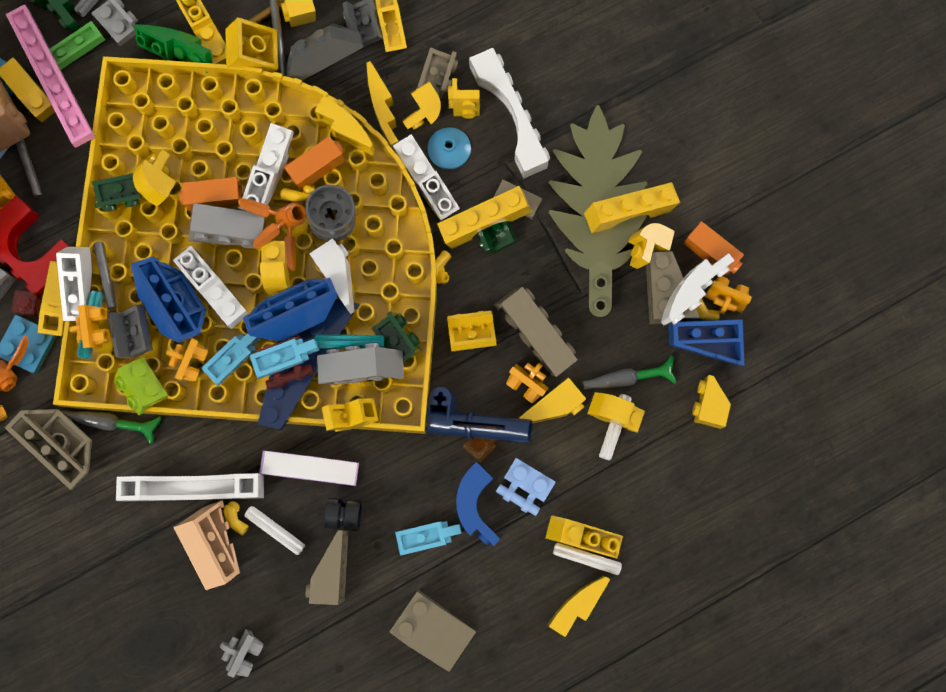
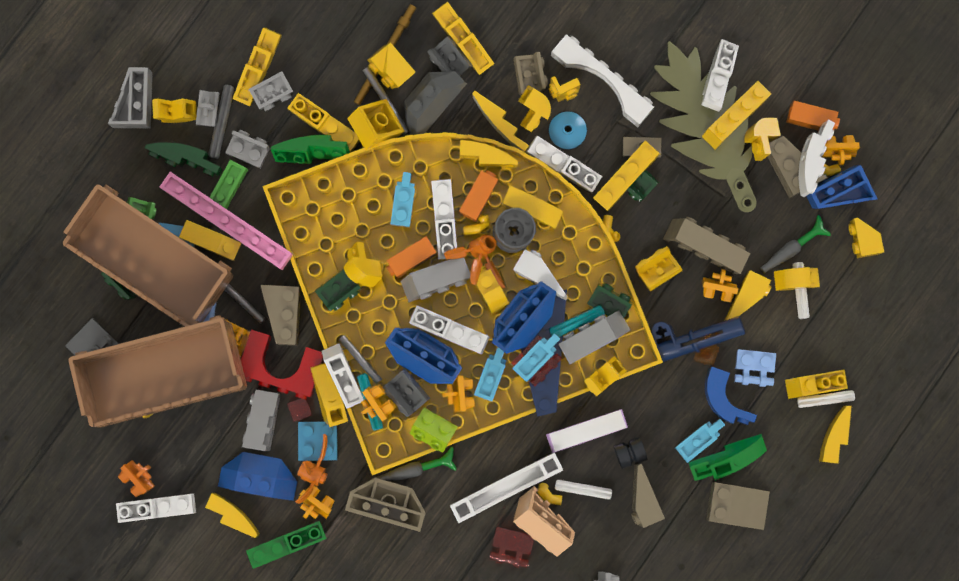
camera: 25 degrees left, 5 degrees up
(58, 196) = (284, 312): none -> dark tan wedge
(170, 550) = (512, 541): none -> clear red plate
(235, 135) = (403, 202): none -> medium azure hinge
(365, 200) = (537, 208): none -> yellow slope
(447, 575) = (735, 457): none -> green slope
(633, 160) = (719, 75): none -> white slope

